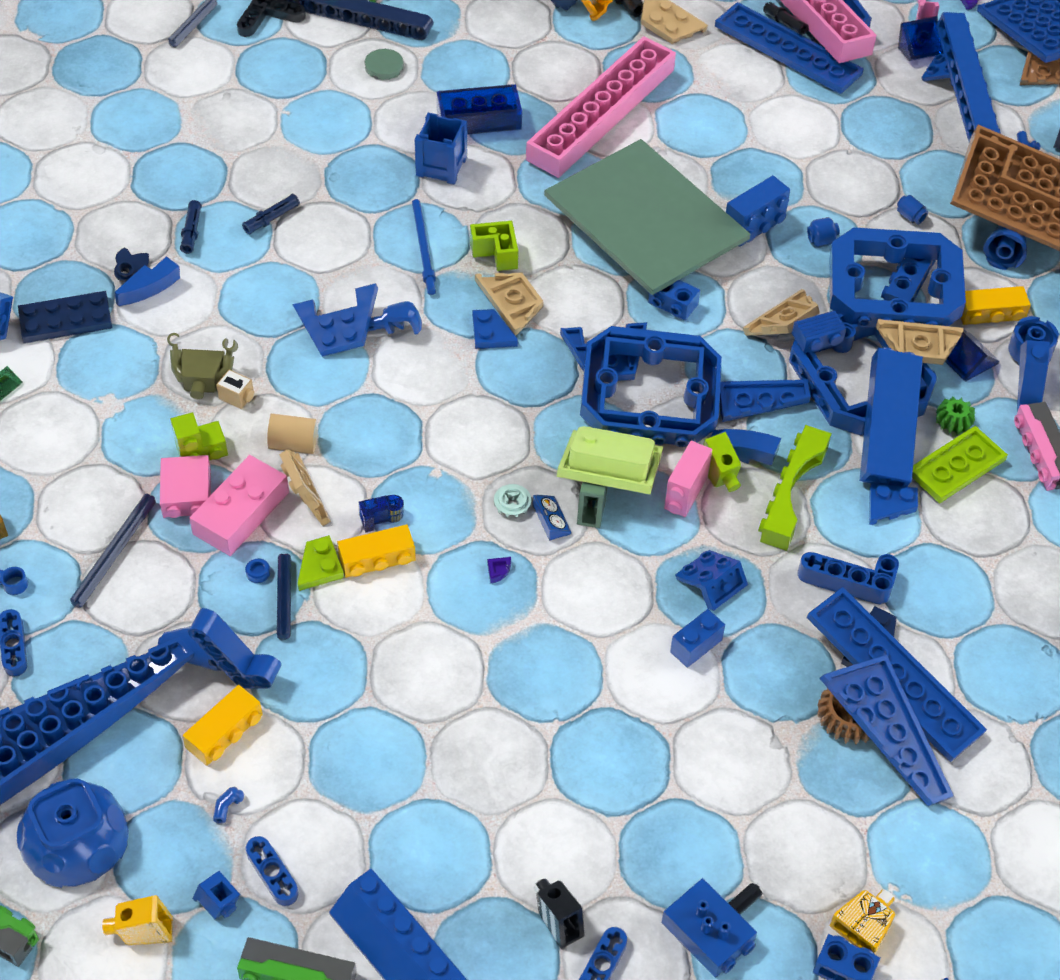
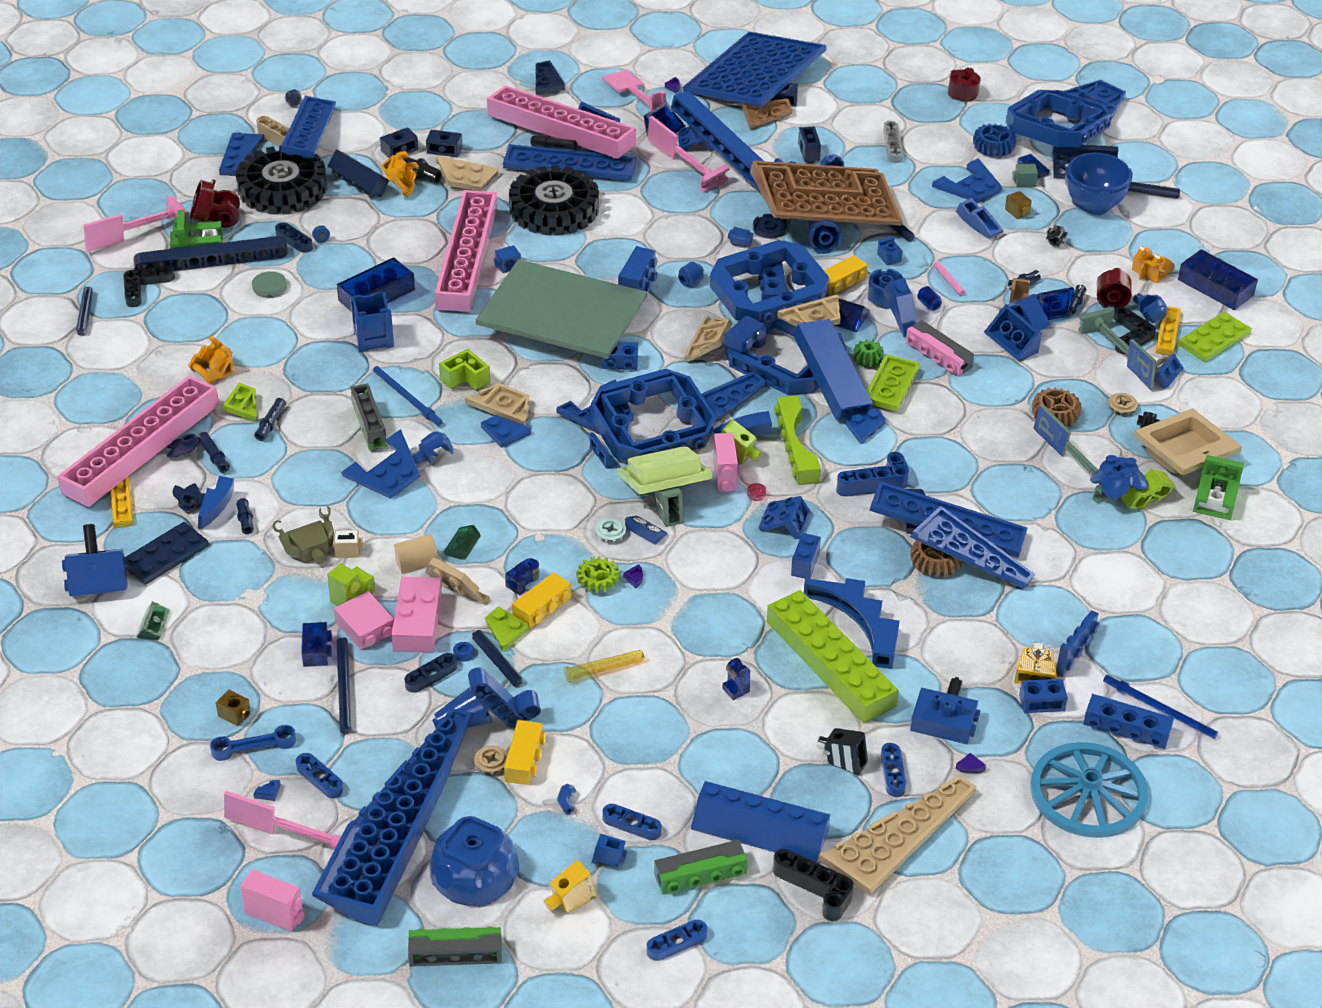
camera: 30 degrees left, 10 degrees down
(71, 239) = (122, 504): none -> yellow tile
(119, 489) = (315, 644): none -> clear blue brick
(127, 183) = (138, 441): none -> bright pink brick
(161, 321) = (245, 516): none -> dark blue pin
(168, 207) = (183, 446): none -> dark blue plate
(192, 706) = (488, 753): none -> tan gear
(215, 585) = (446, 661): none -> dark blue beam
(258, 183) = (242, 402): none -> lime wing
(268, 127) = (217, 356): none -> light orange piece
(352, 442) = (462, 542): none -> clear green slope
(361, 253) = (368, 416): none -> dark grey piece
(385, 661) = (603, 664): none -> clear yellow axle
(445, 27) = (301, 243): none -> dark blue beam
(457, 548) = (597, 574): none -> lime gear
(472, 28) = (320, 234): none -> blue tile
(506, 756) = (737, 679): none -> clear blue leg
(573, 402) = (602, 452): none -> blue slope
(635, 783) = (832, 656): none -> lime brick
(637, 130) = (506, 258): none -> blue brick
(705, 529) = (756, 491): none -> clear pink tile
(718, 746) = (866, 612): none -> blue arch
(737, 84) = (574, 202): none -> black wheel
(907, 62) = (667, 142): none -> bright pink piece
(929, 922) = (1075, 643): none -> blue wing
(951, 214) = (768, 226): none -> dark blue tile

